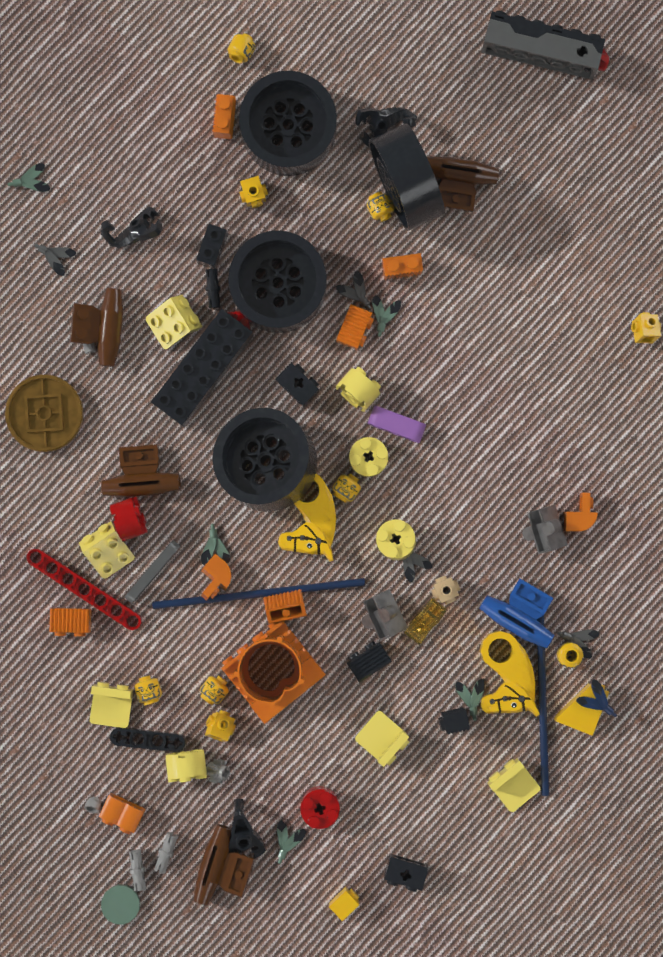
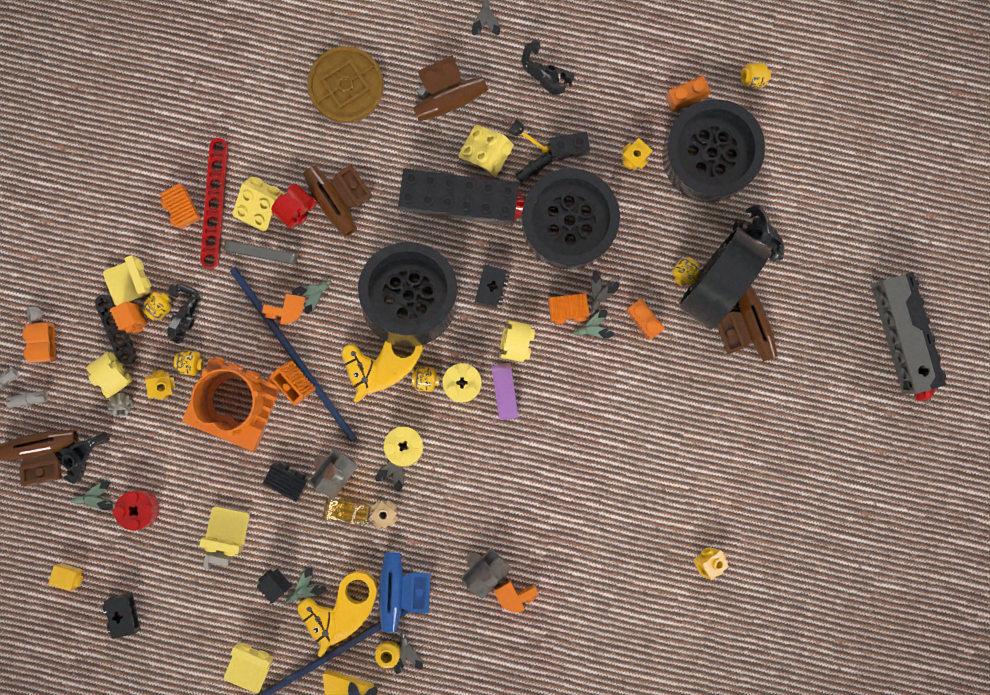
camera: 65 degrees right, 0 degrees up
(145, 719) = (129, 317): none -> orange brick
(170, 283) = (518, 129): none -> hinge
(173, 672) = (183, 319): none -> black animal
(402, 758) = (217, 558): none -> light grey tile

